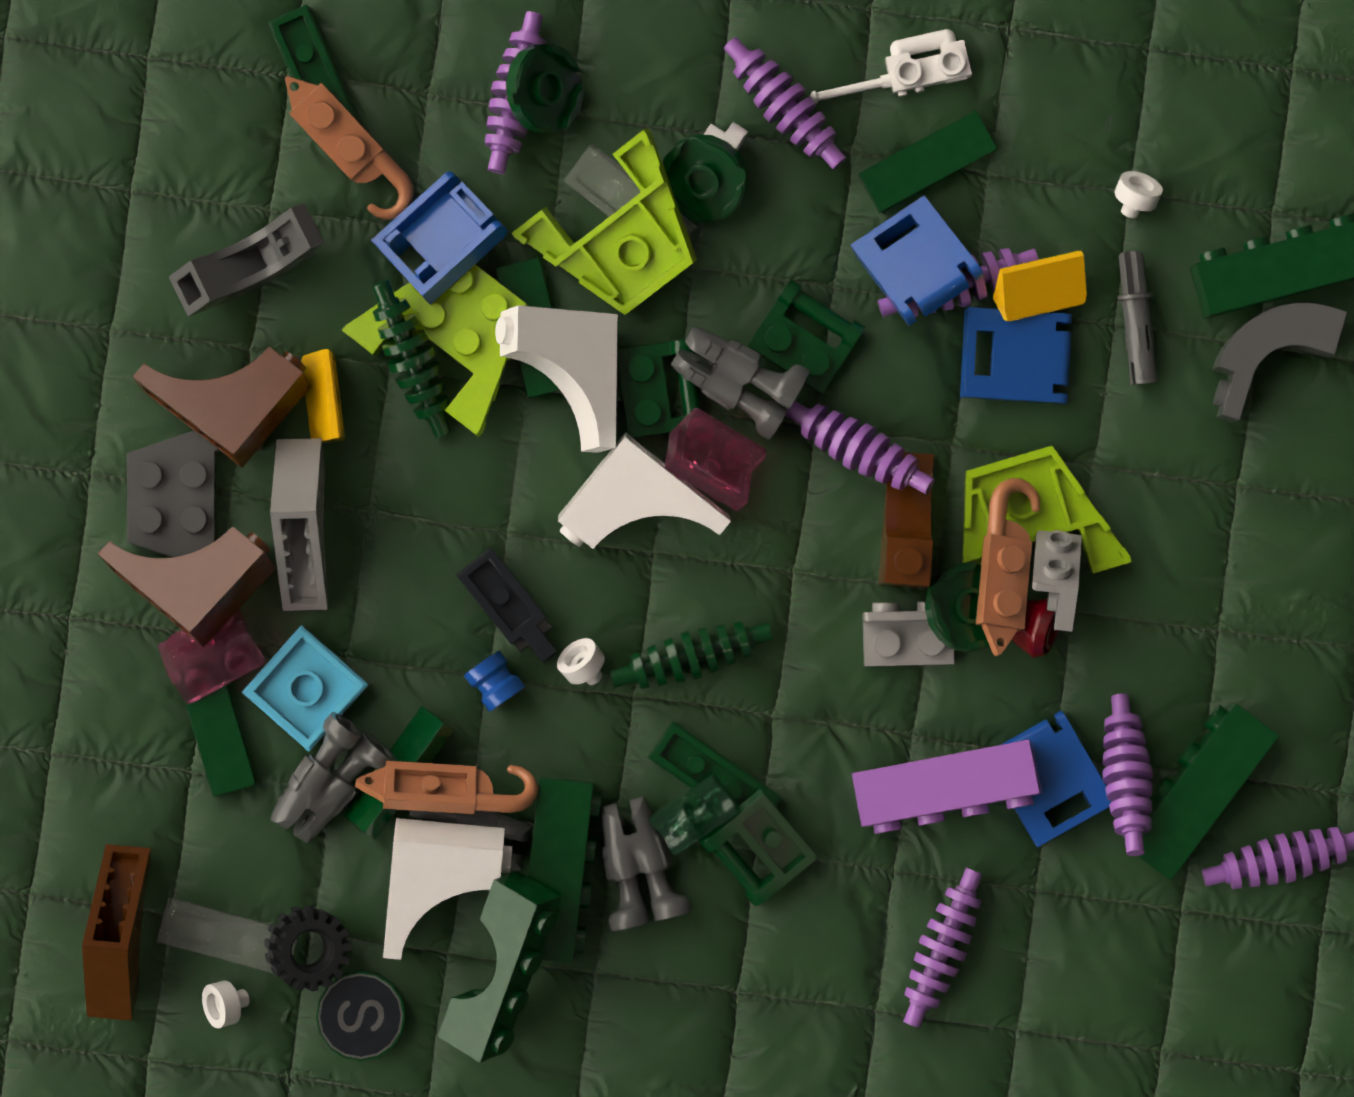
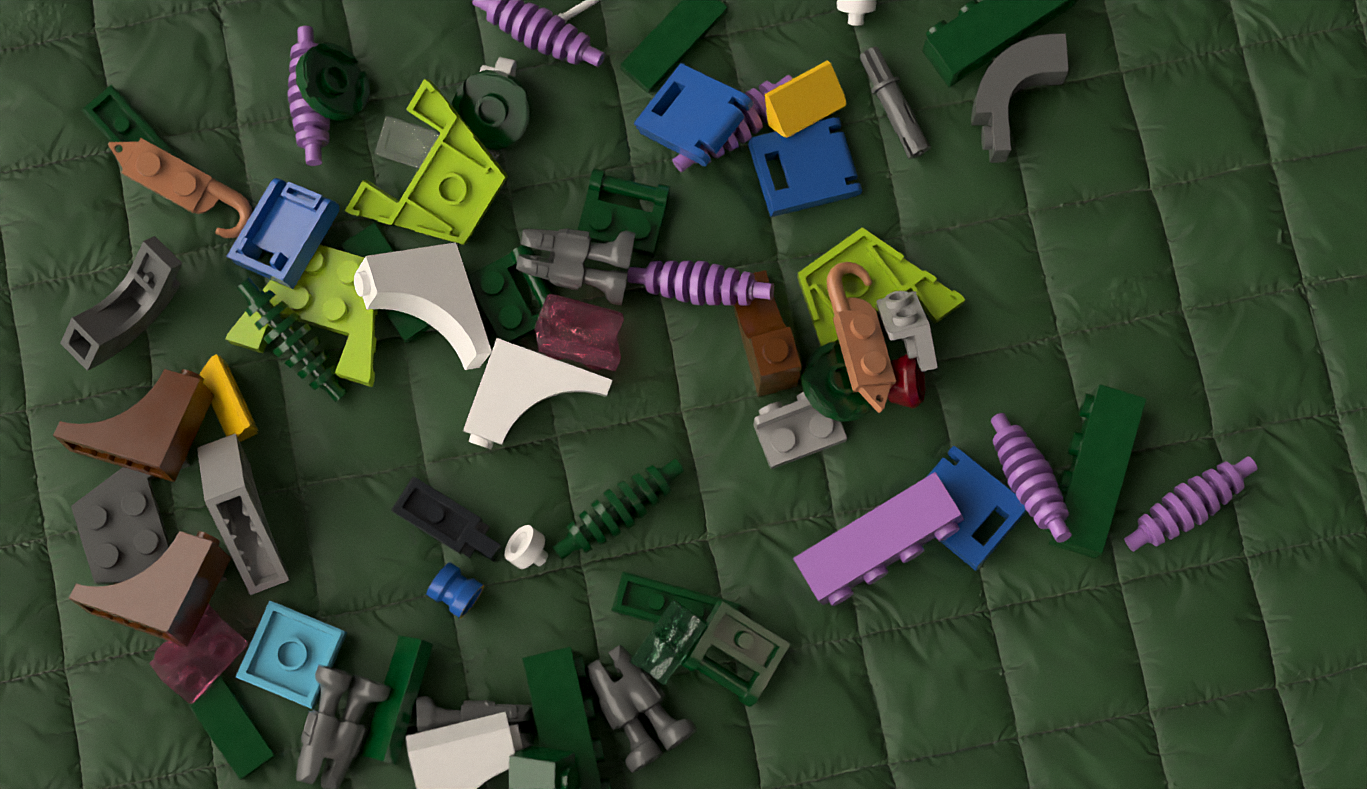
camera: 20 degrees left, 10 degrees down
(444, 788) = (439, 695): nougat plate -> none
(929, 980) = (927, 685): medium lavender piece -> none

